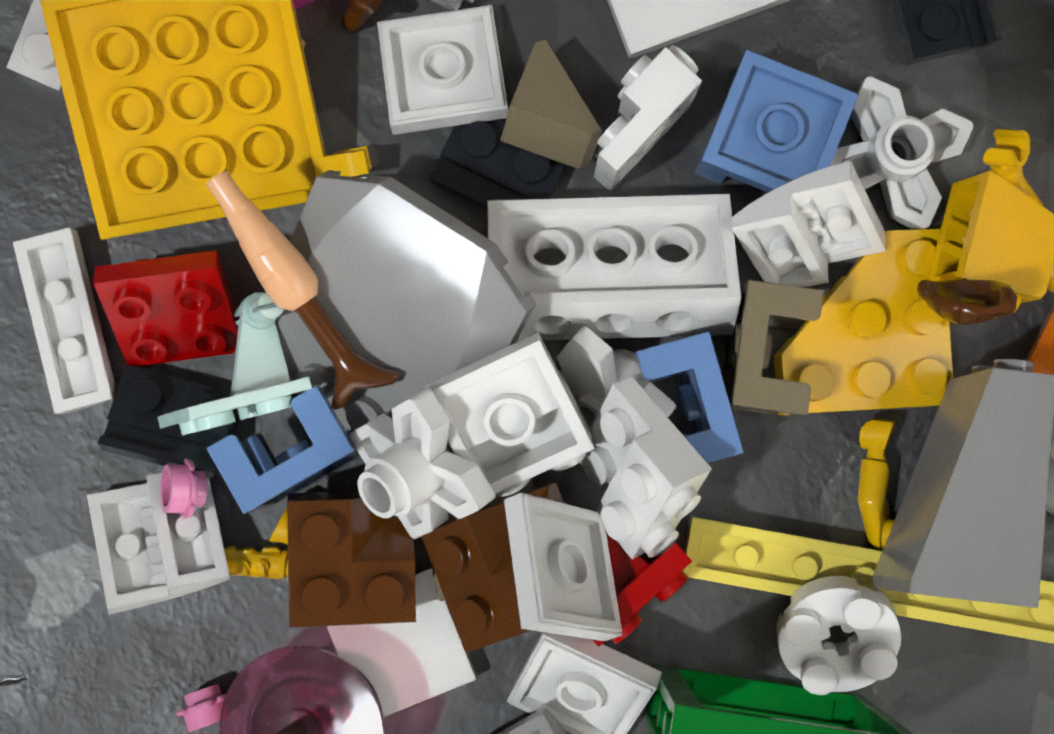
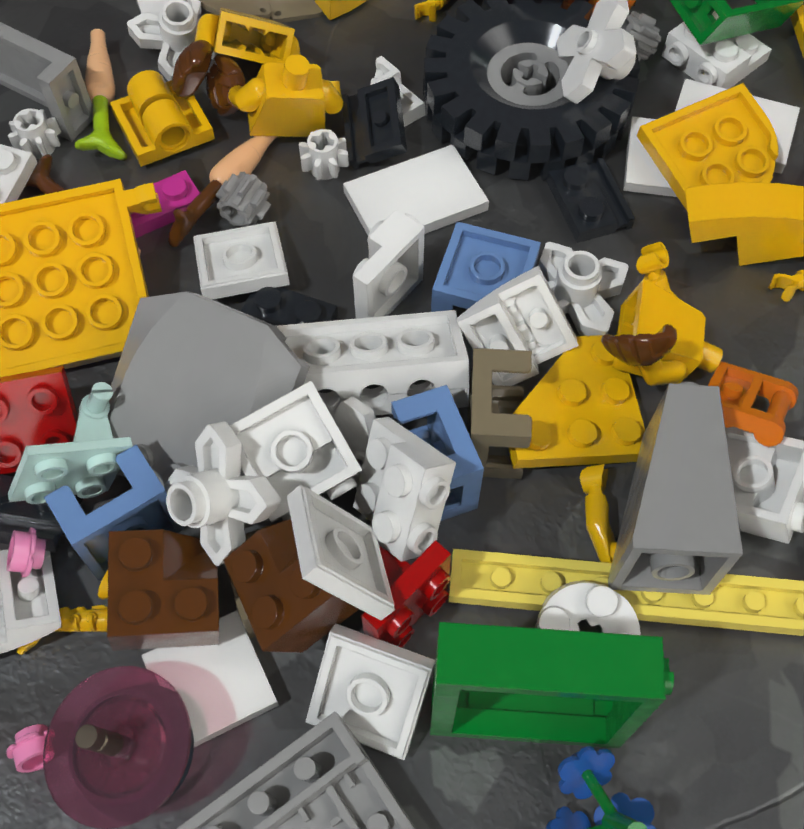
camera: 10 degrees left, 25 degrees down
(294, 287) = (121, 374): light nougat piece -> none
(550, 114) = (318, 274): dark tan slope -> none

